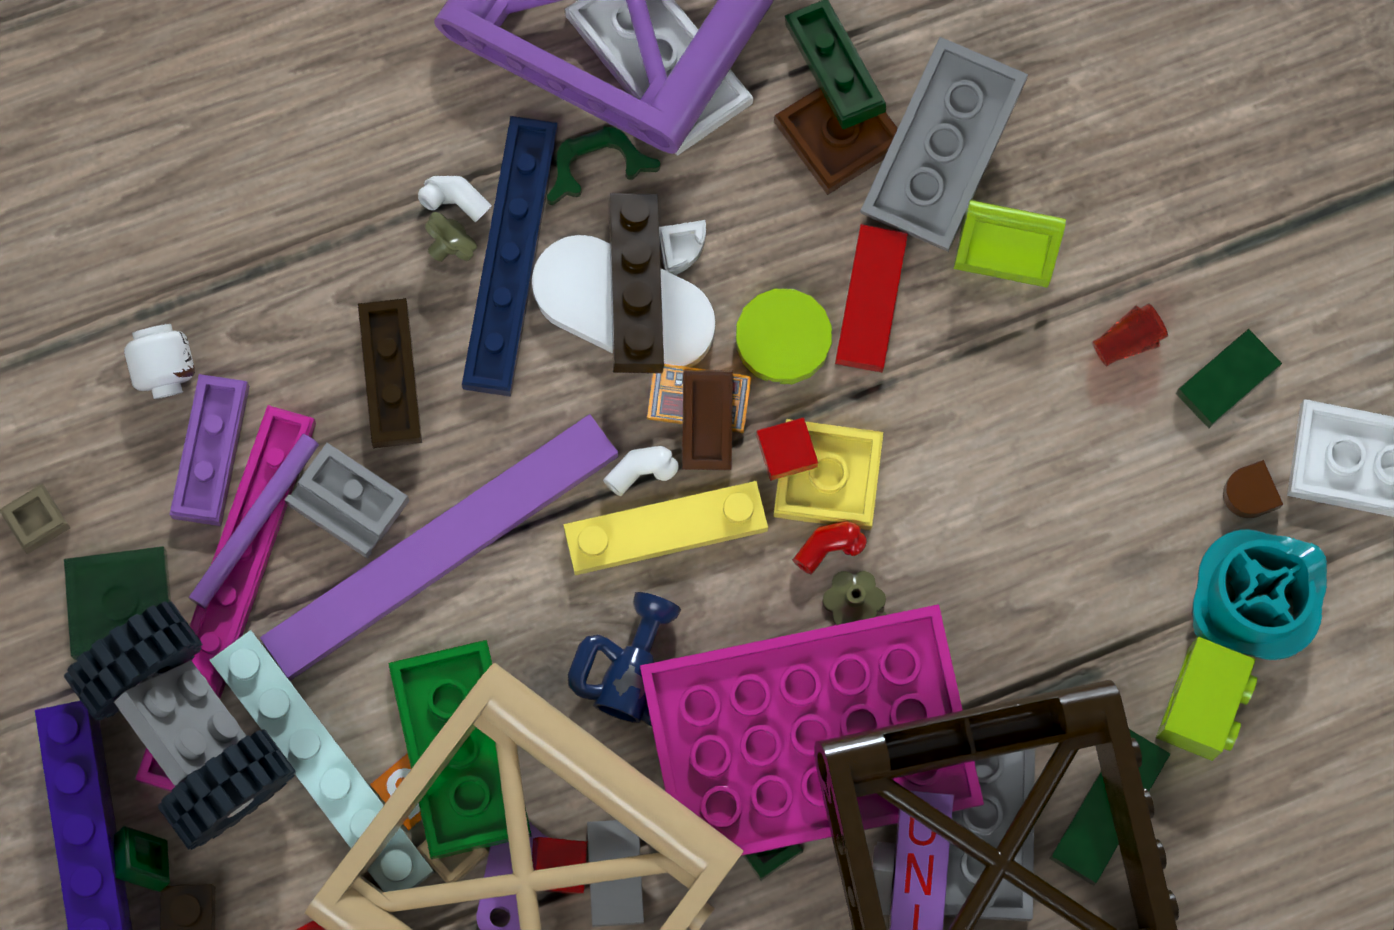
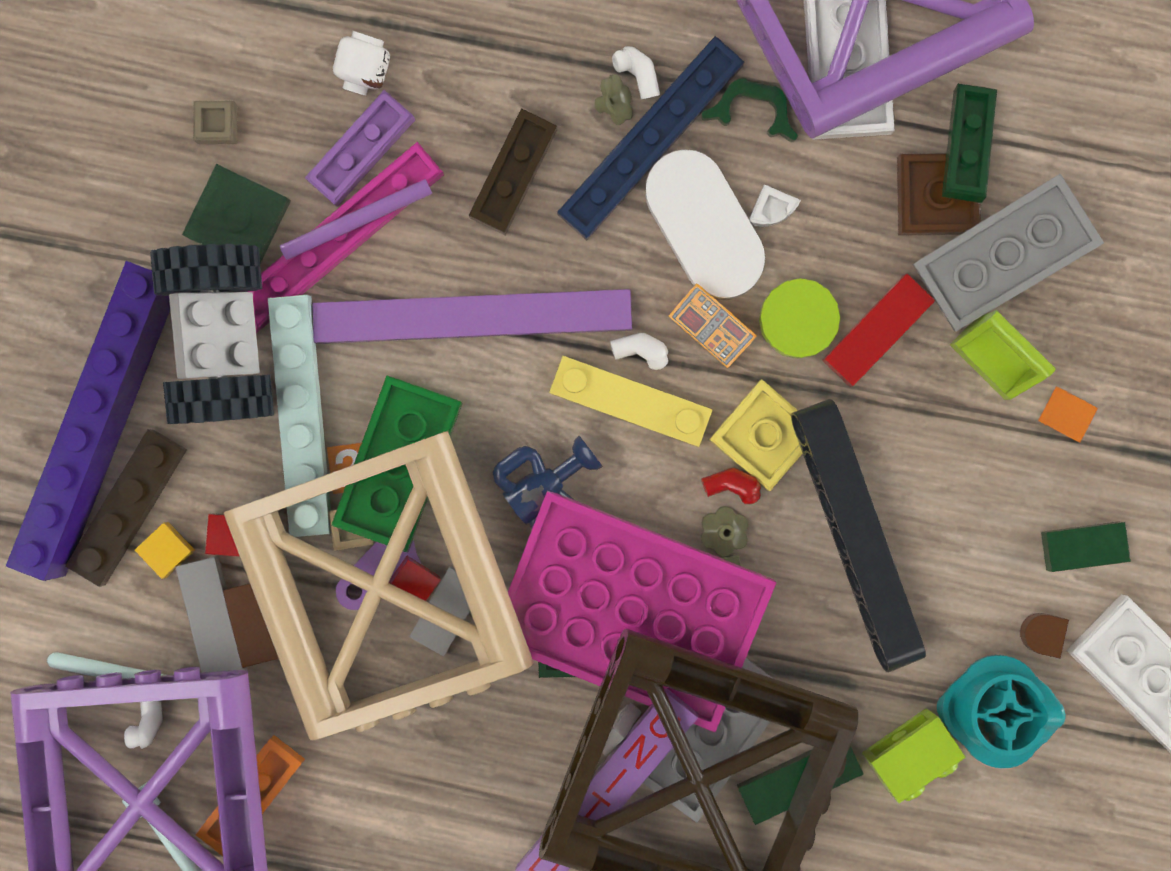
camera: 35 degrees right, 15 degrees up
(141, 859) = (142, 405): dark green tile -> none
(347, 500) = (428, 244): light grey plate -> none
(635, 283) = (721, 217): dark brown plate -> none
(707, 419) = (707, 345): reddish brown tile -> none
(787, 449) = (747, 402): red tile -> none
(992, 510) = (858, 535): none -> black beam
(1119, 262) = (1068, 414): none -> orange sticker
(1132, 334) = (1040, 474): clear red cone -> none

